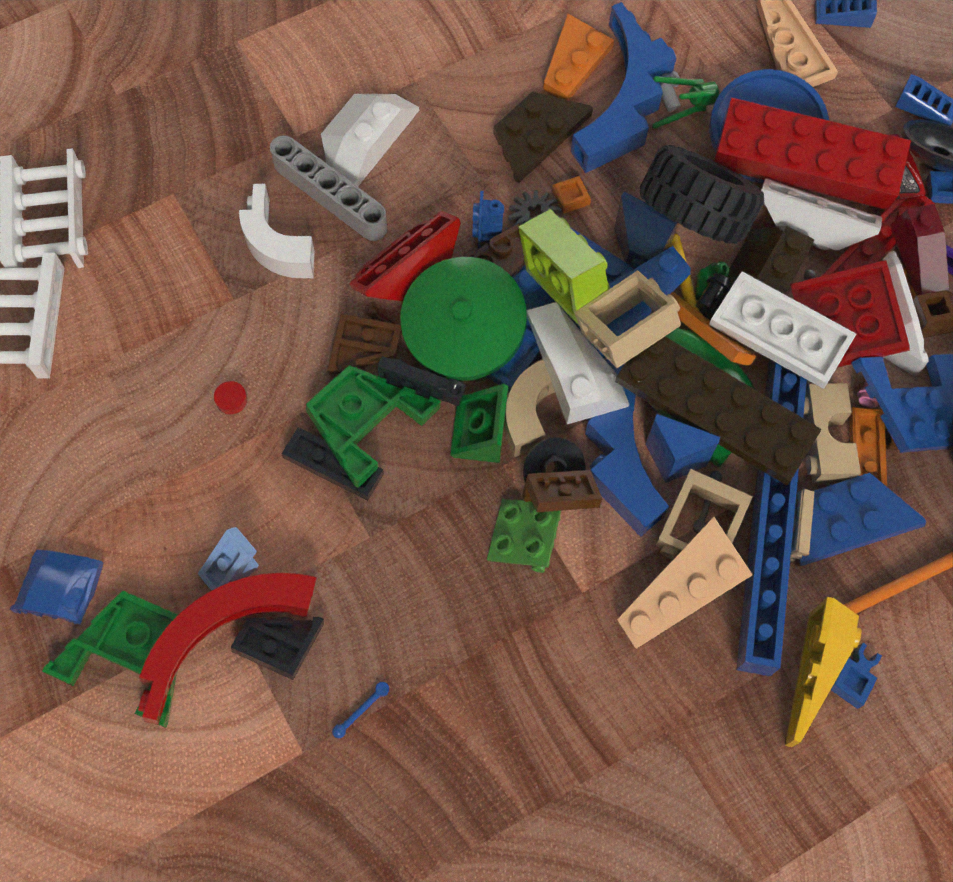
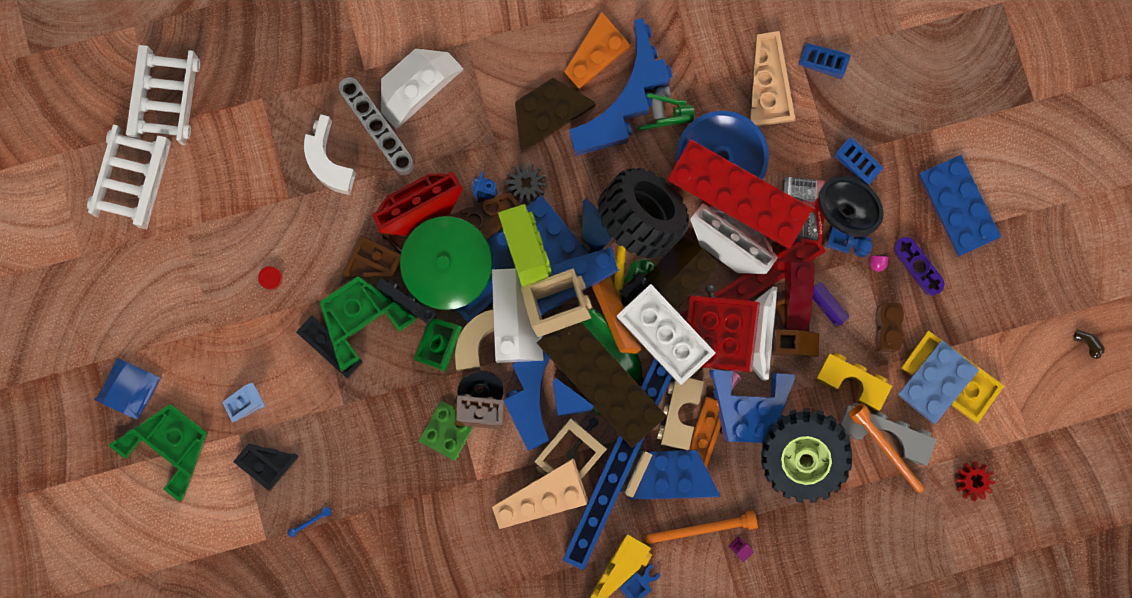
camera: 15 degrees right, 15 degrees up
(234, 600) = (241, 431): red arch -> none
(571, 194) = (557, 173): orange tile -> none

